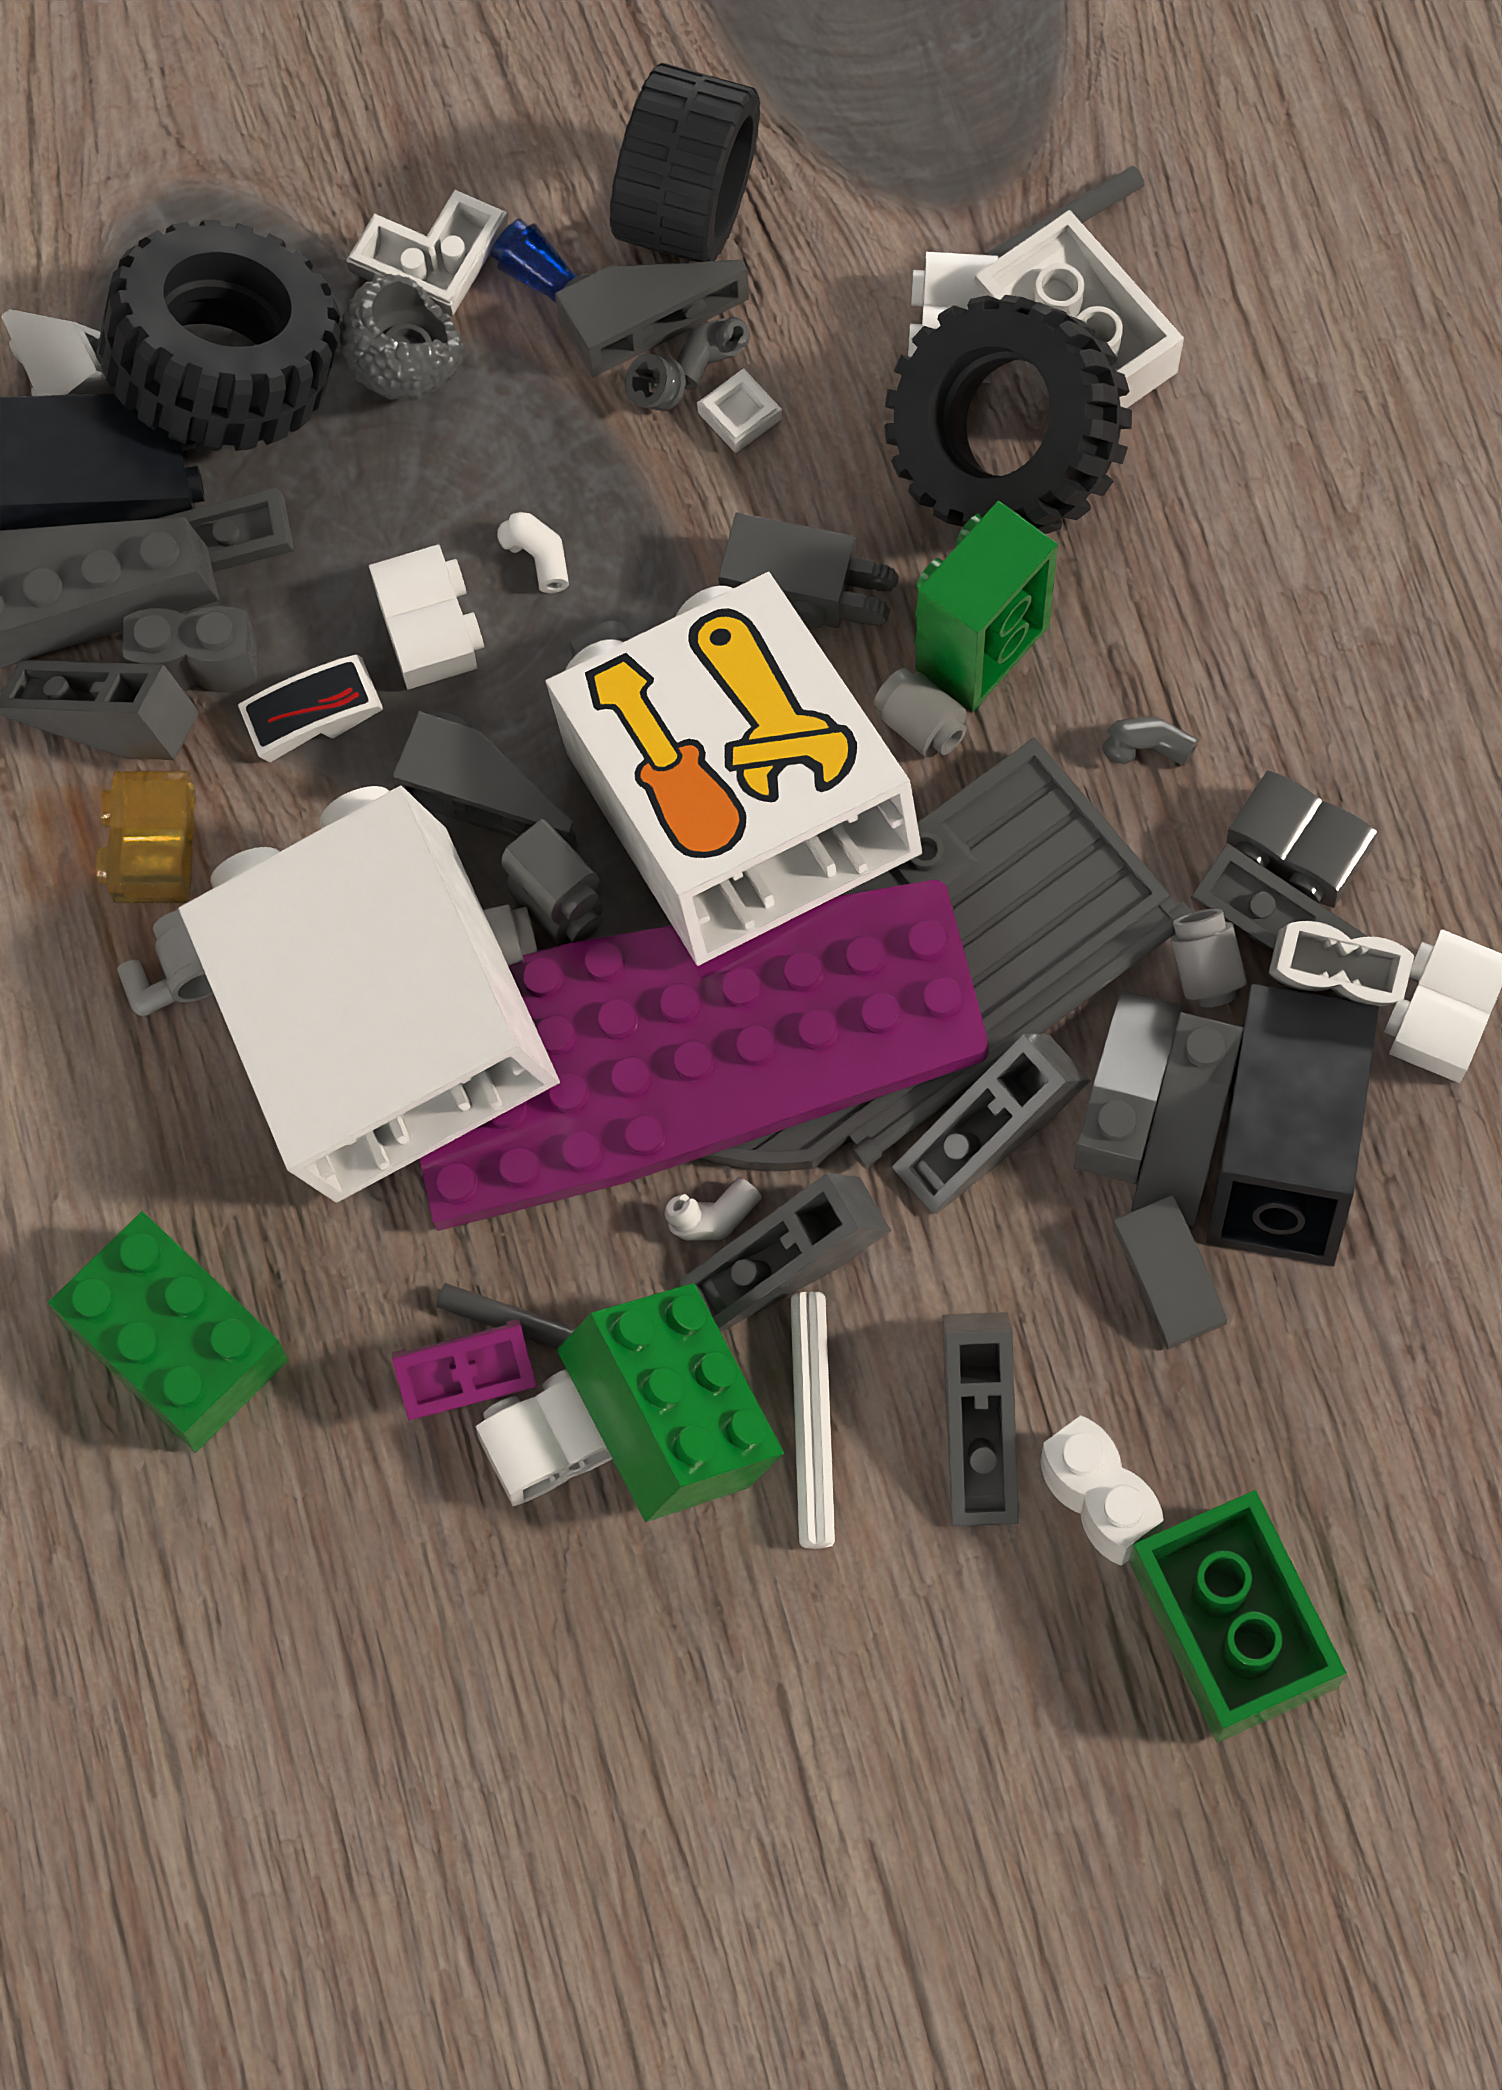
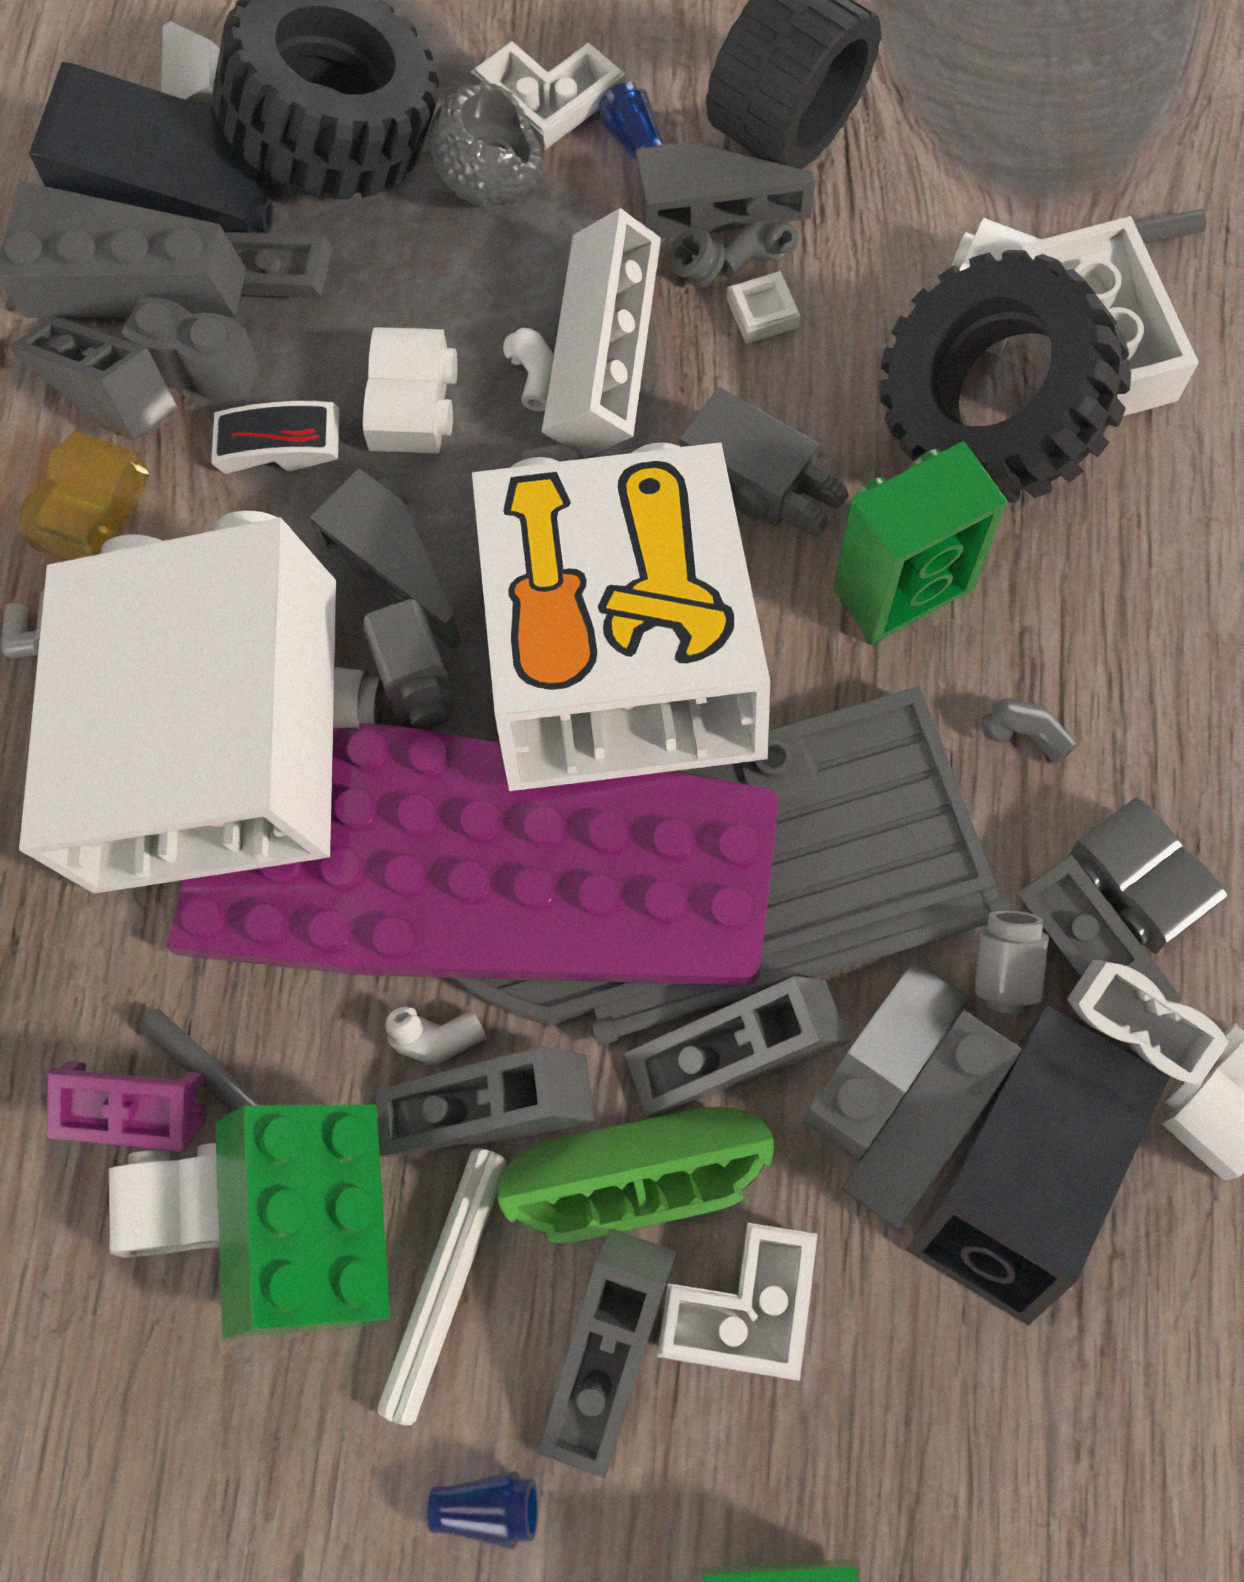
camera: 20 degrees right, 0 degrees up
(597, 495) = (602, 334): none -> white brick
(921, 713) = (821, 627): light grey brick -> none
(928, 1582) = (487, 1510): none -> clear blue cone
(947, 1261) = (636, 1173): none -> bright green brick
(1089, 1479) = (704, 1506): white brick -> none
(1102, 1346) = (758, 1327): none -> white brick
(1170, 1272) = (857, 1271): dark grey slope -> none

